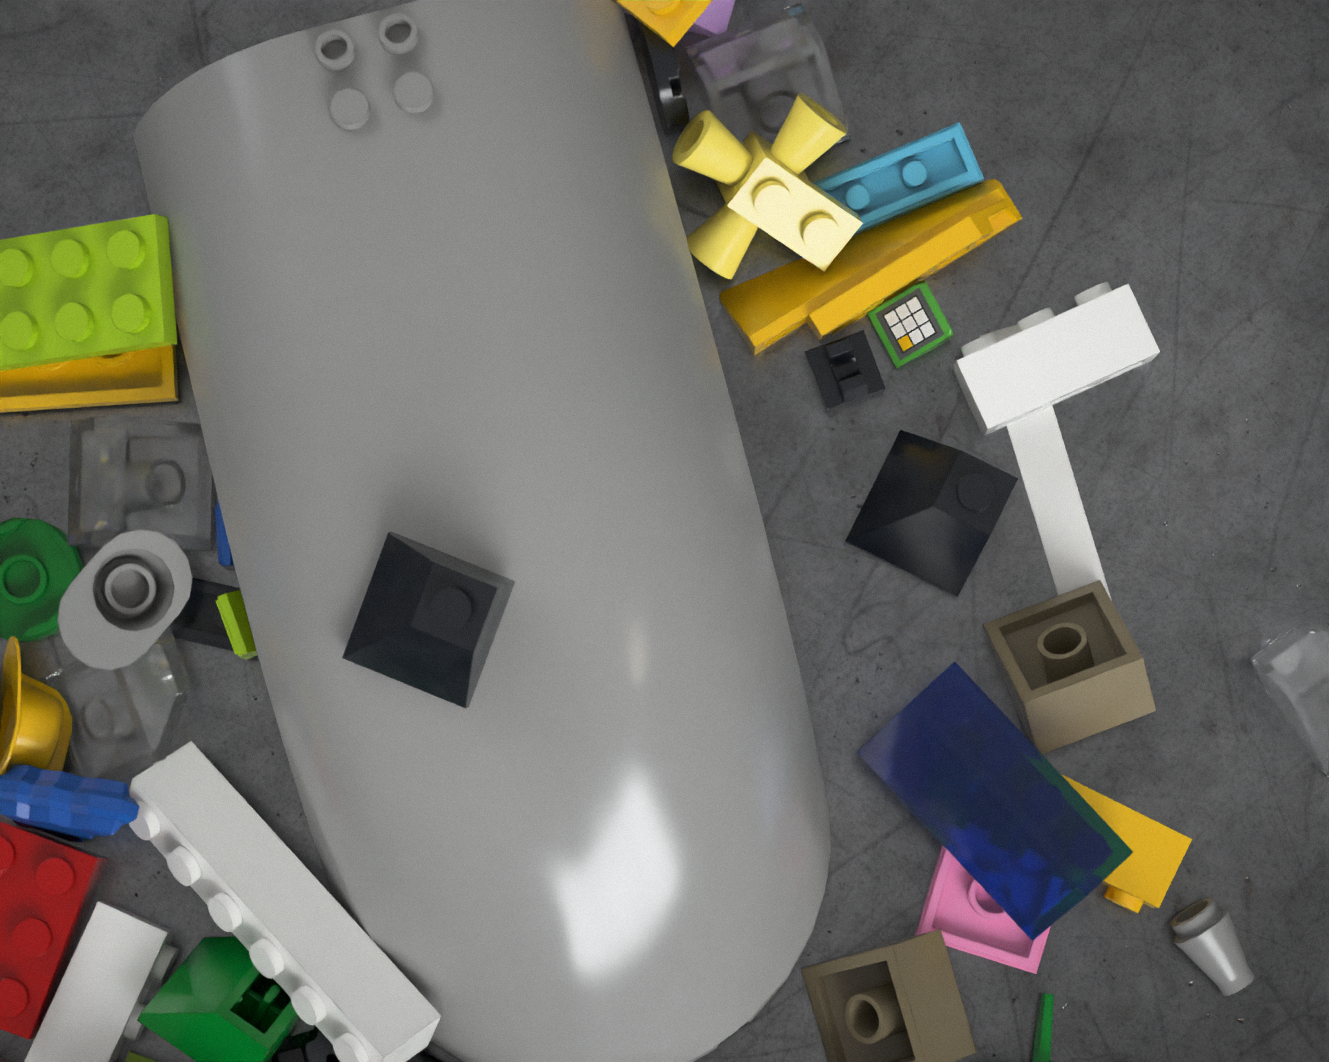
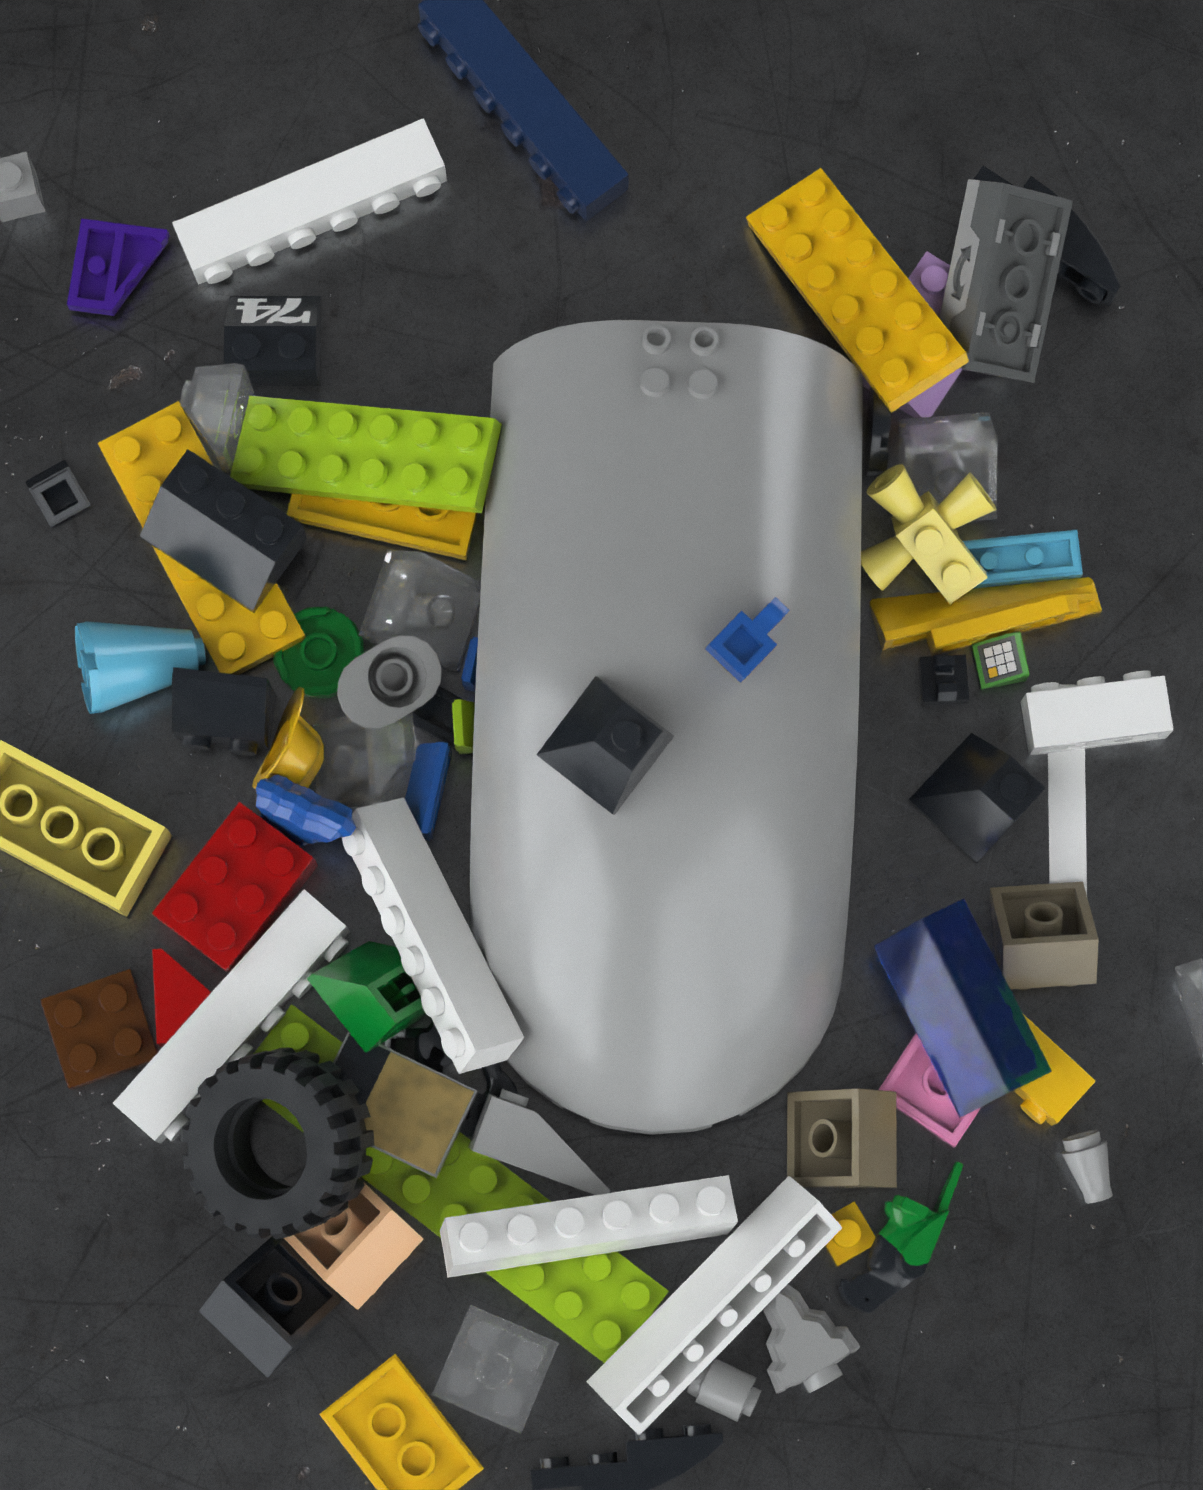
camera: 15 degrees right, 5 degrees down
(218, 714) = (428, 784): none -> blue slope
(571, 428) = (745, 641): none -> blue plate

